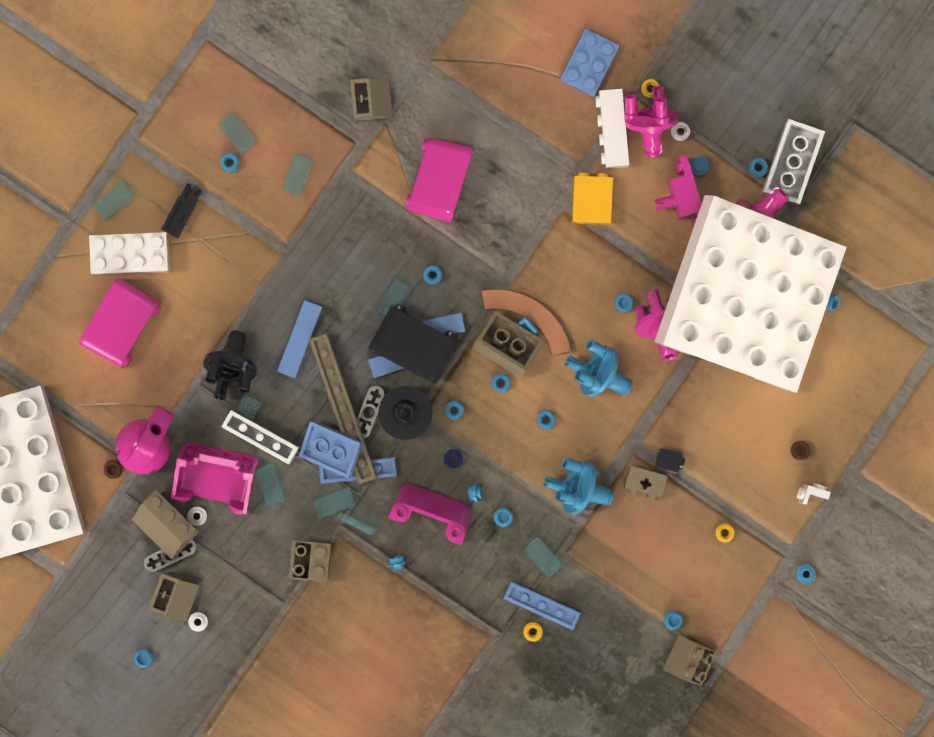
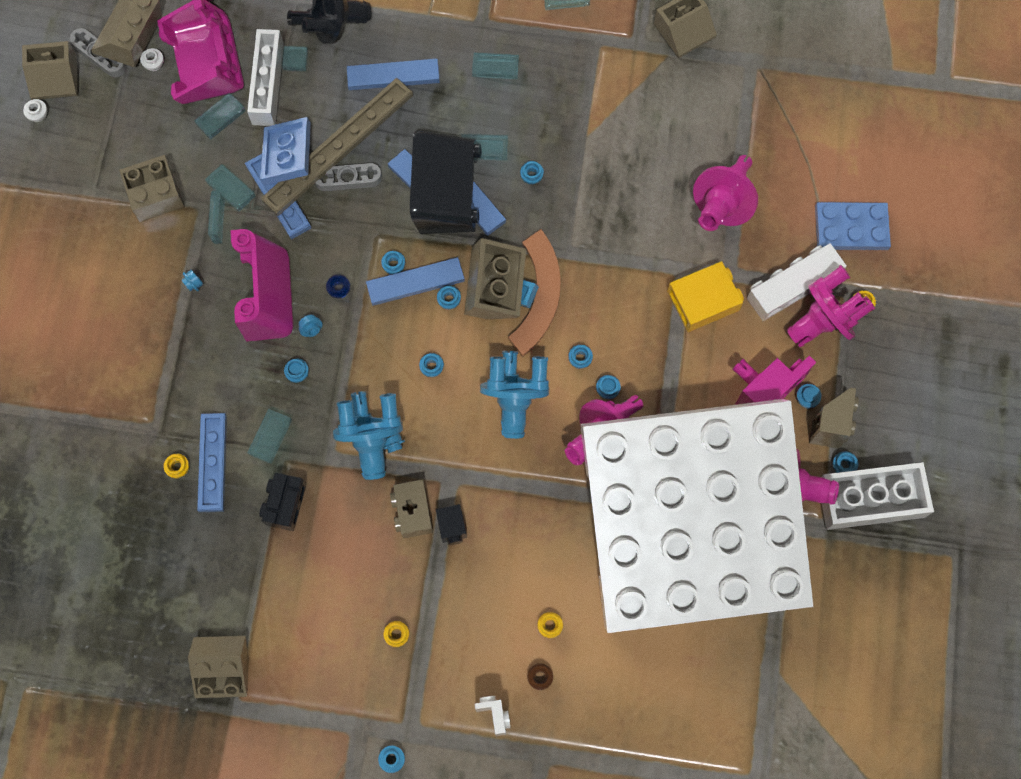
camera: 65 degrees right, 15 degrees down
(330, 258) = (495, 65): none -> clear light blue tile
(403, 427) = (363, 204): black piece -> none
(439, 179) = (639, 128): dark pink windscreen -> none
(476, 401) = (415, 281): none -> medium blue tile
(528, 147) = (725, 195): none -> dark pink piece
(596, 306) = (580, 349): none -> dark azure plate
(597, 568) = (283, 501): none -> black brick
(673, 620) = (261, 623): dark azure plate -> none
(676, 136) = (835, 350): white plate -> none
(727, 160) = (834, 421): none -> dark tan slope
(775, 424) = (550, 616): none -> yellow plate
(833, 302) = (737, 626): dark azure plate -> none

